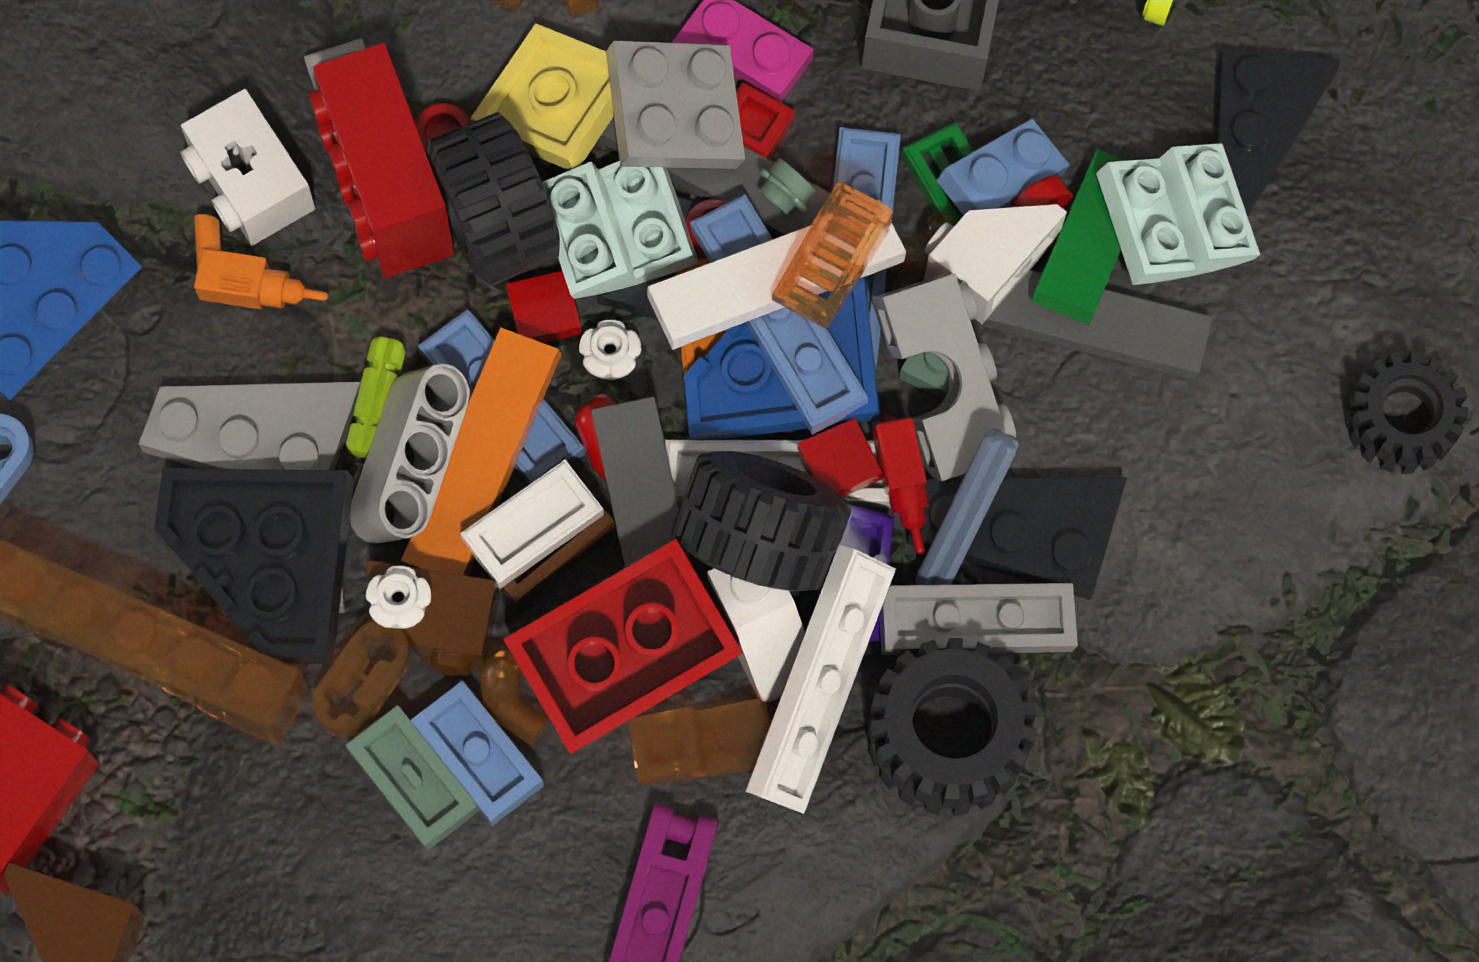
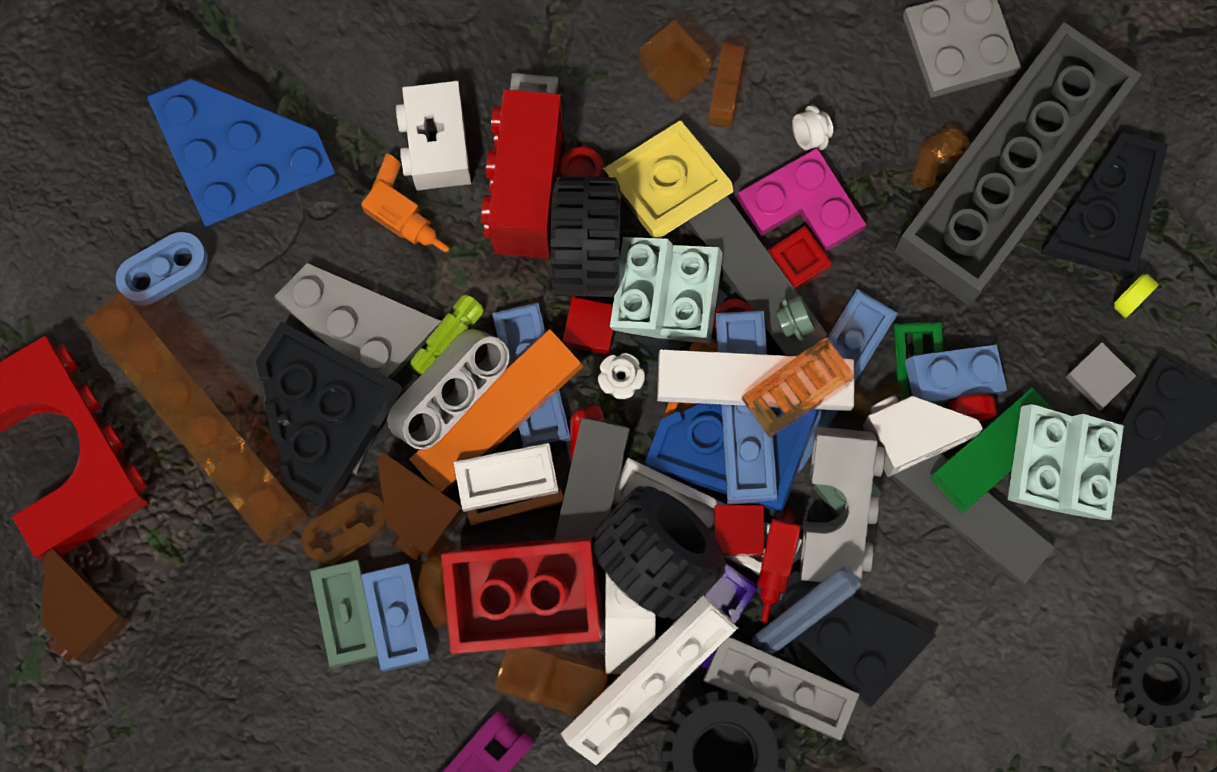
camera: 30 degrees right, 5 degrees up
(402, 614) = (400, 493): white plate -> none
(675, 105) = (745, 225): light grey plate -> none
(1168, 103) = (1100, 376): none -> light grey tile

